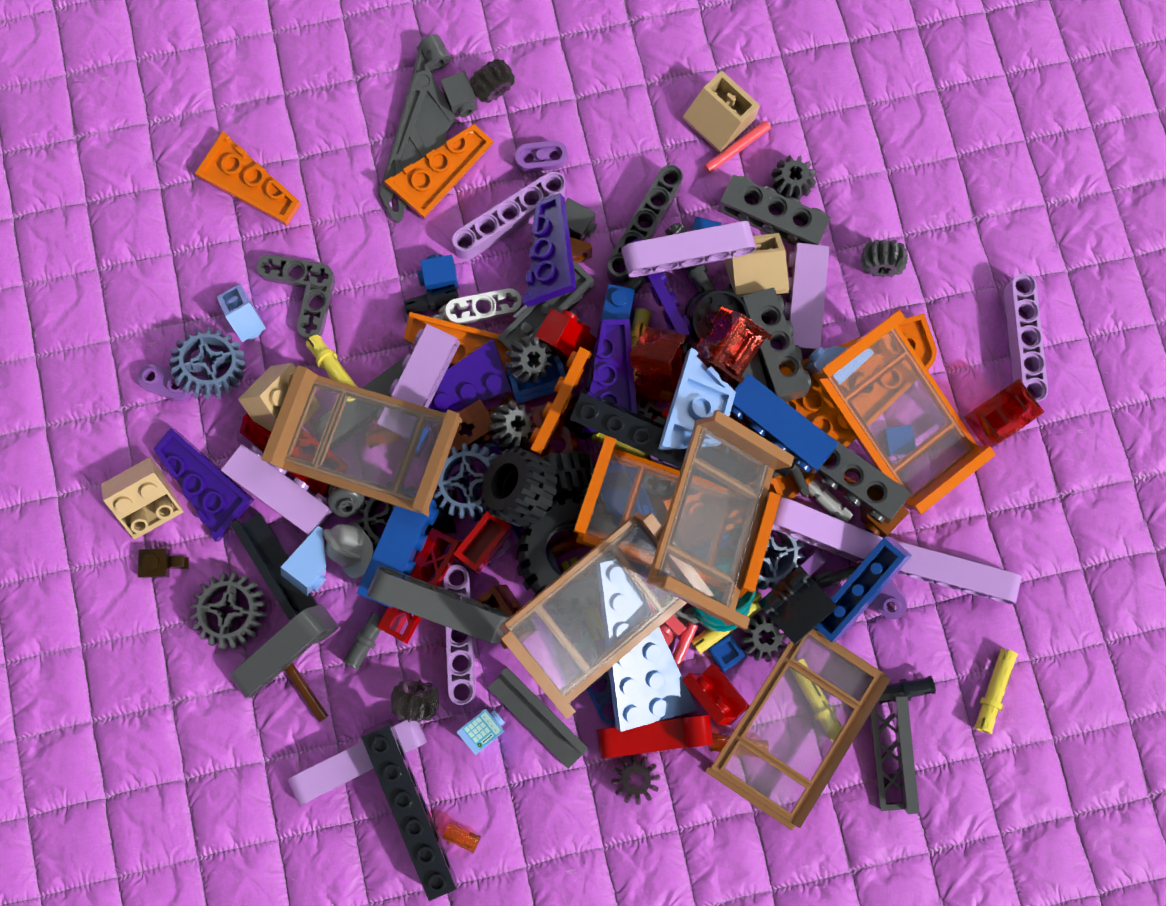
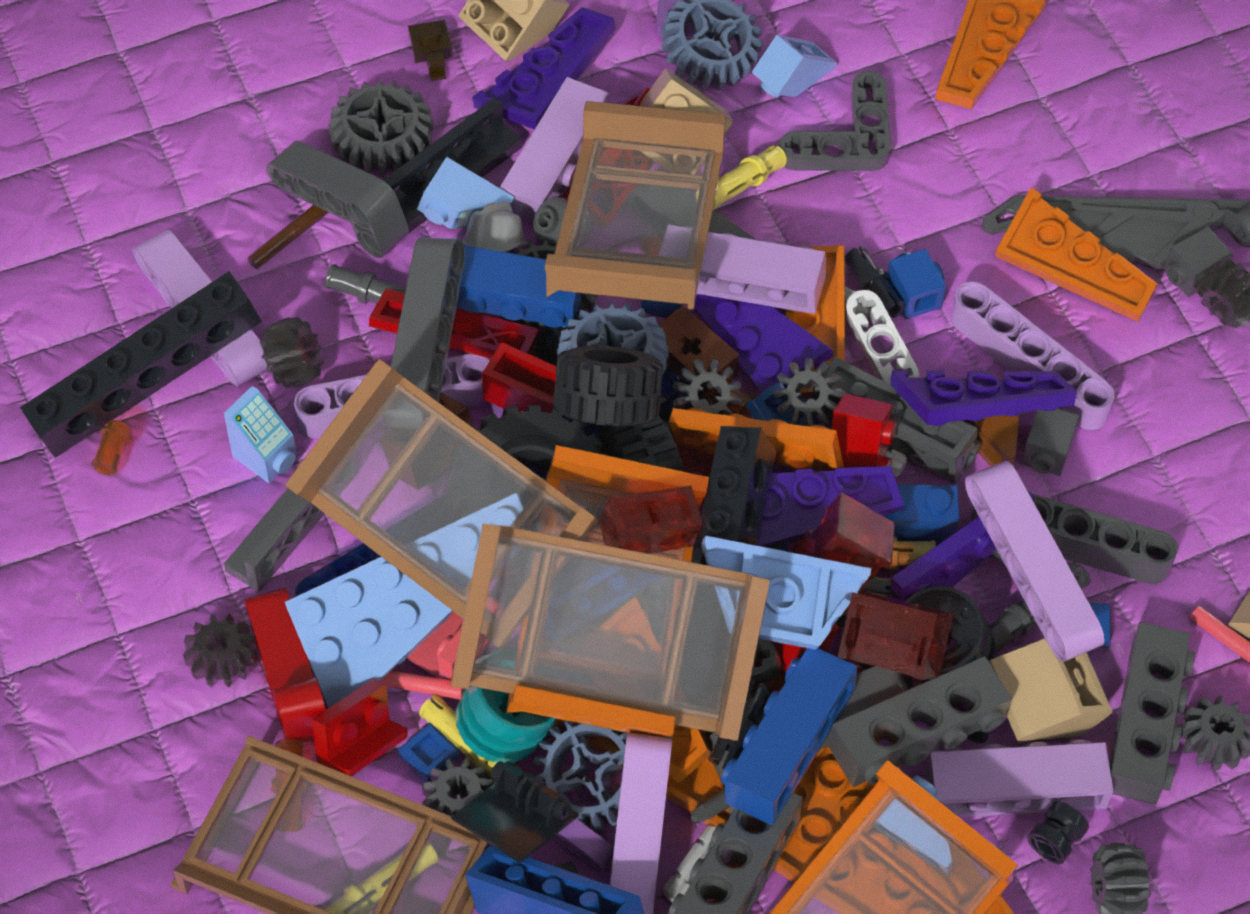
camera: 80 degrees right, 20 degrees down
(541, 153) = (1139, 386): medium lavender plate -> none
(635, 479) = (651, 520): none -> clear red brick
(847, 290) = (1057, 833): none -> black wheel

